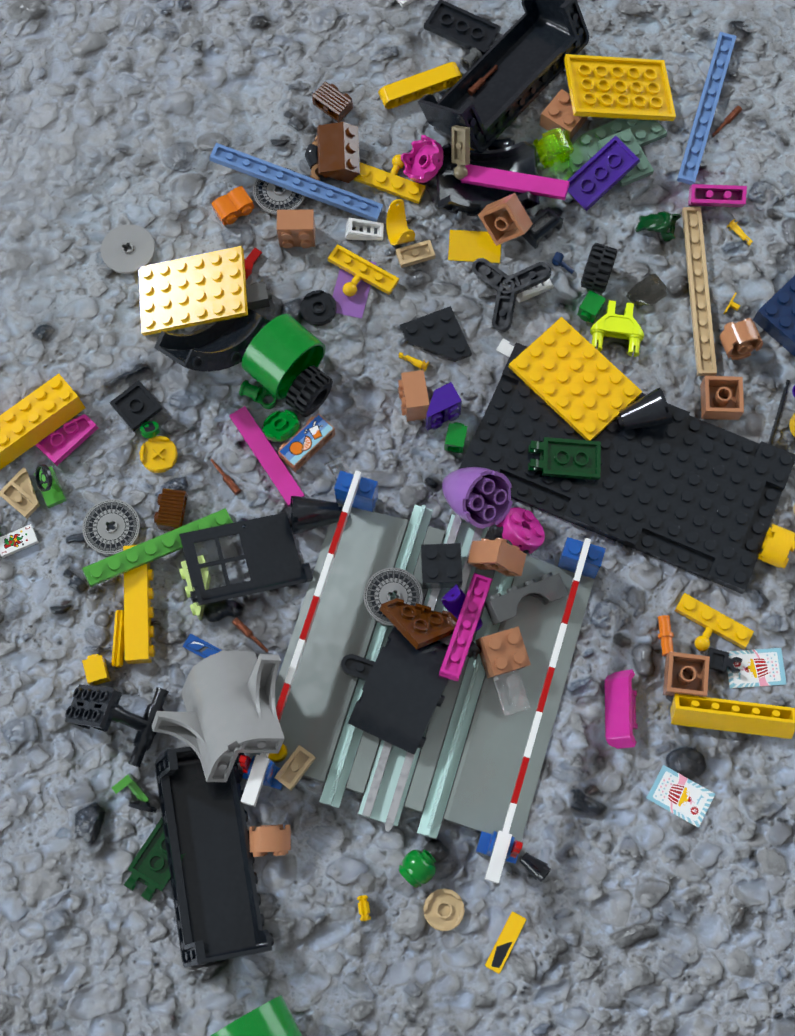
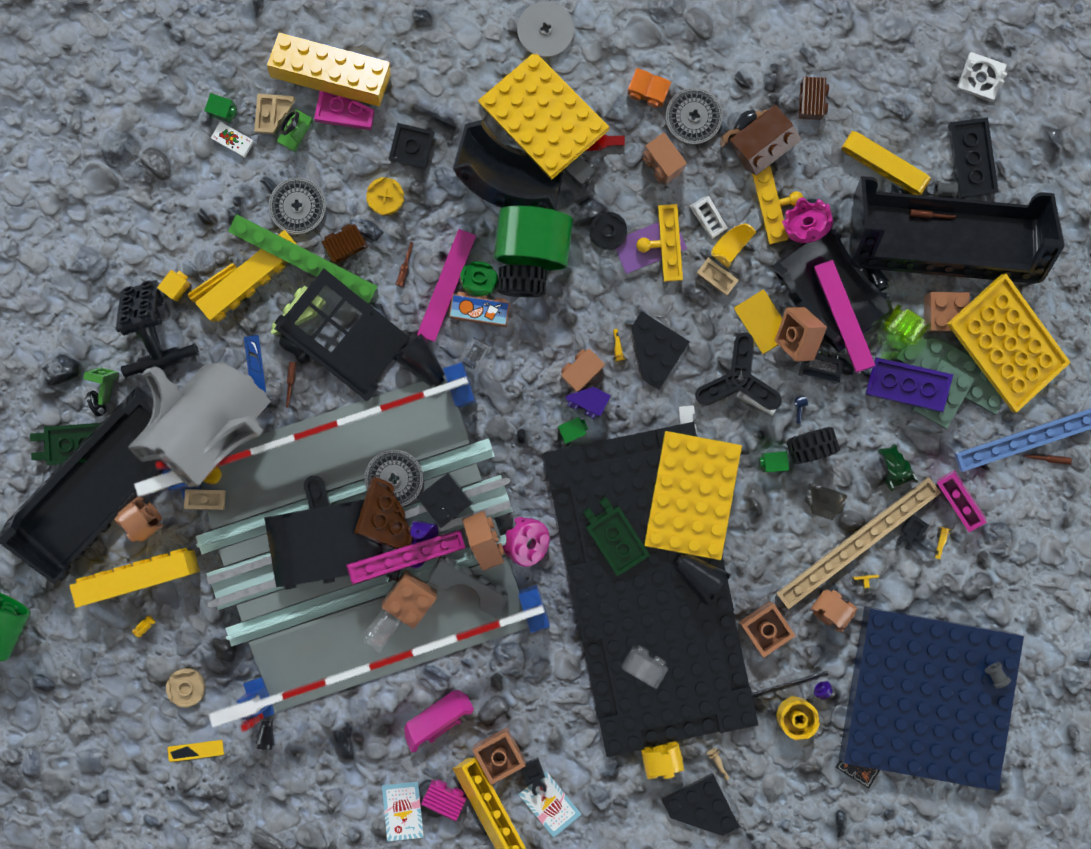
camera: 55 degrees right, 15 degrees up
(149, 429) = (399, 173): green tile -> none
(257, 394) = (491, 238): green connector -> none
(296, 182) = (708, 125): medium blue plate -> none
(317, 878) = (129, 578): none -> yellow brick
(418, 867) = (198, 648): green piece -> none
(460, 150) = (838, 248): dark tan plate -> none
(478, 495) = (525, 487): medium lavender cylinder -> none
(618, 327) = (771, 496): neon yellow connector -> none
(665, 634) = (523, 716): orange pin -> none
(689, 505) = (644, 666): none -> clear brick
(694, 750) = (444, 799): none -> dark pink brick
(713, 622) = (563, 746): yellow plate -> none
(716, 244) = (914, 529): none -> black plate

